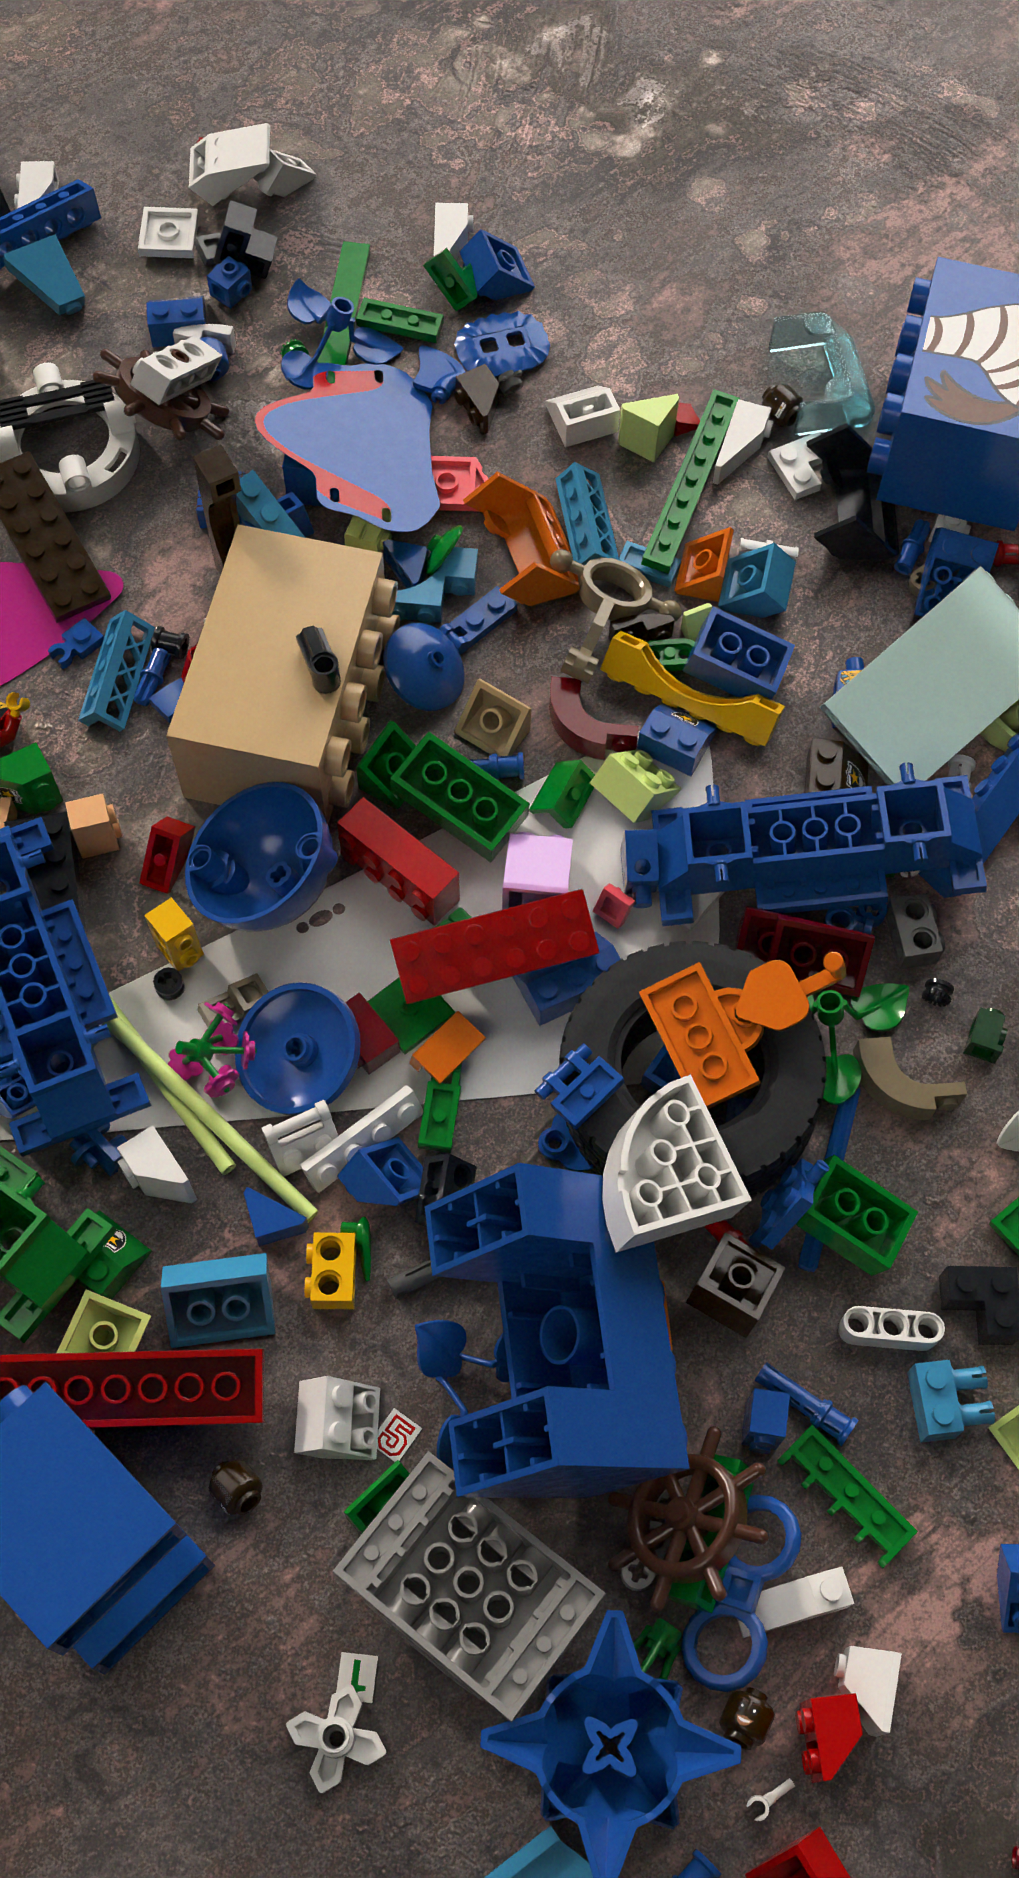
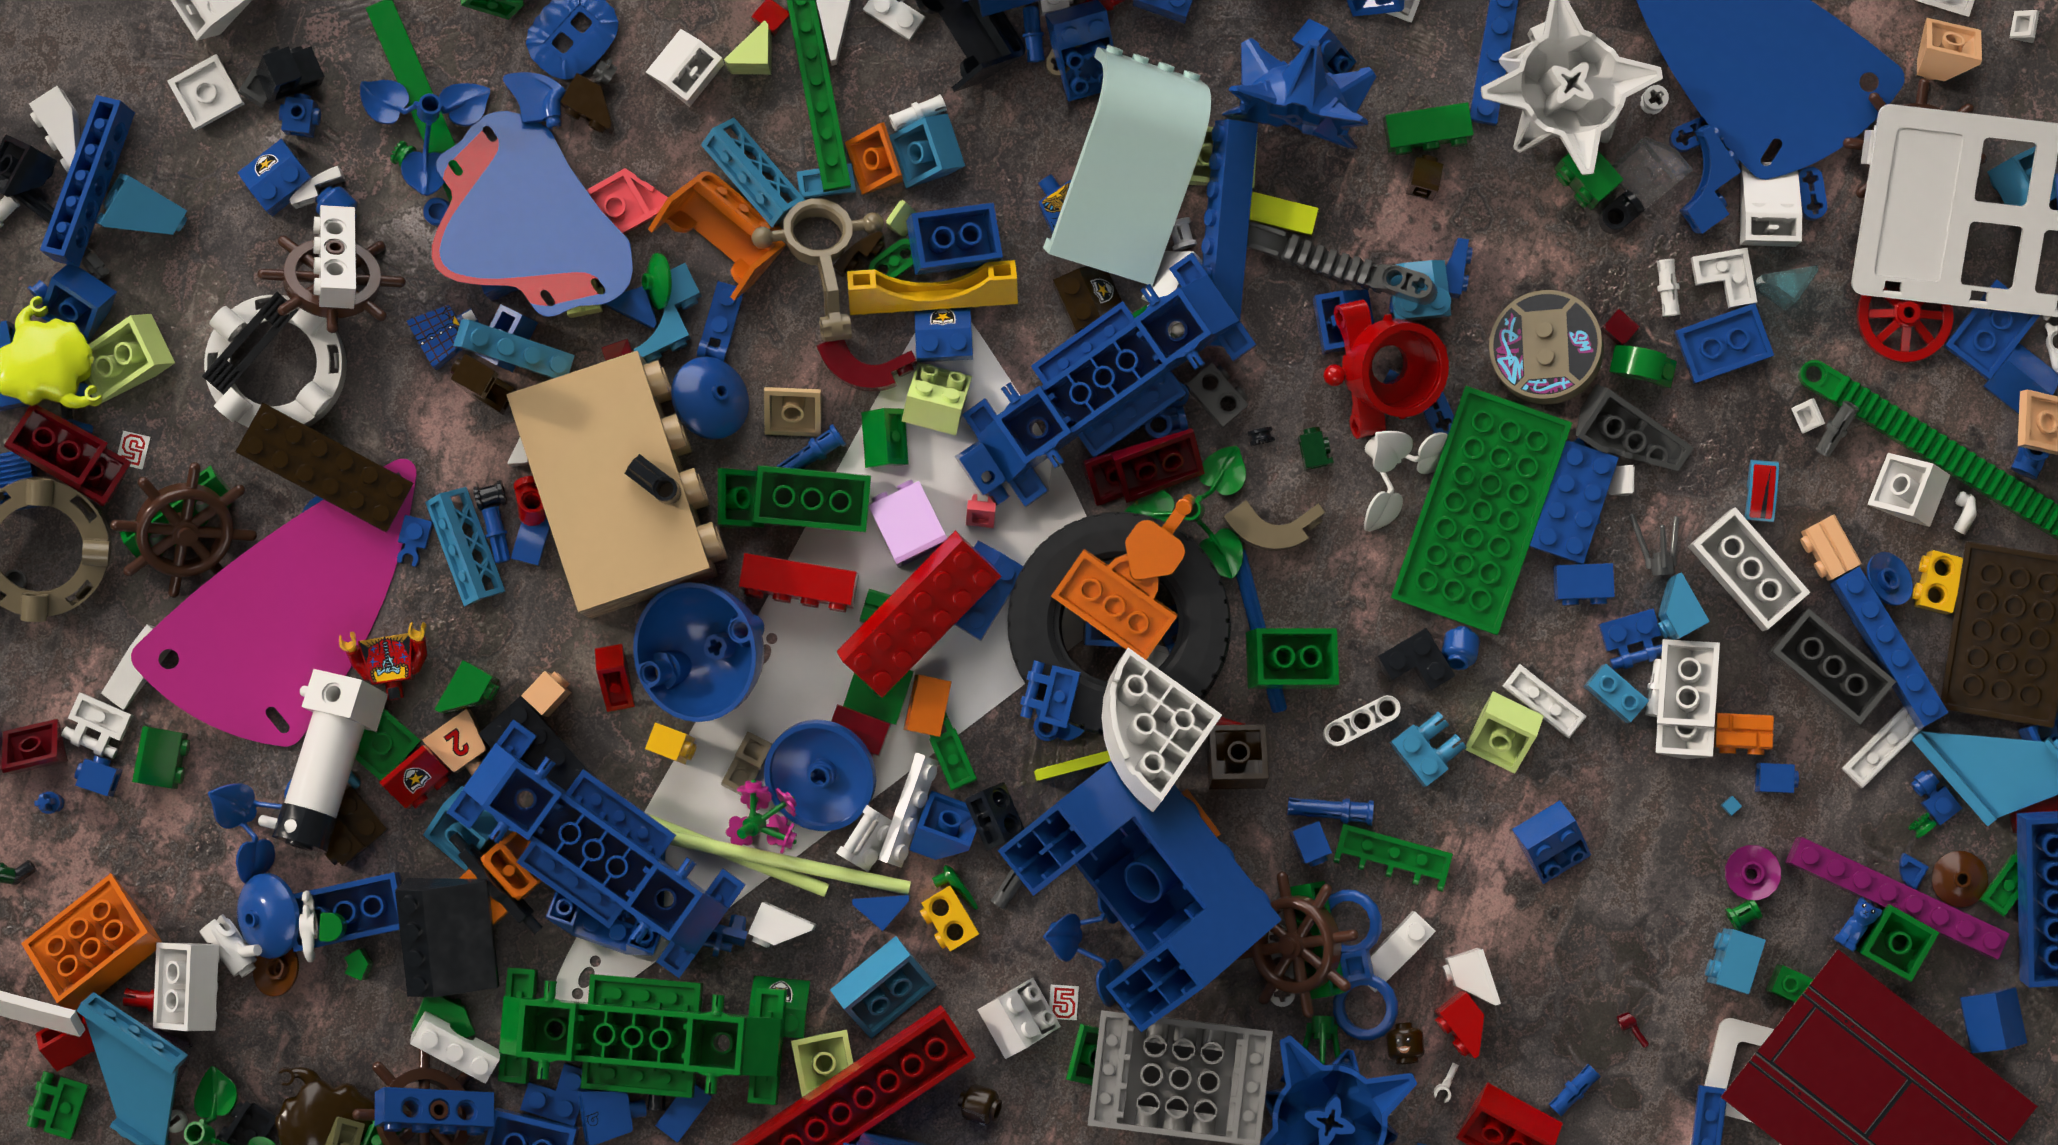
camera: 30 degrees left, 20 degrees up
(164, 974) = (688, 770): black bush -> none
(400, 320) = (469, 63): green plate -> none
(787, 1202) = (1241, 679): blue plate -> none

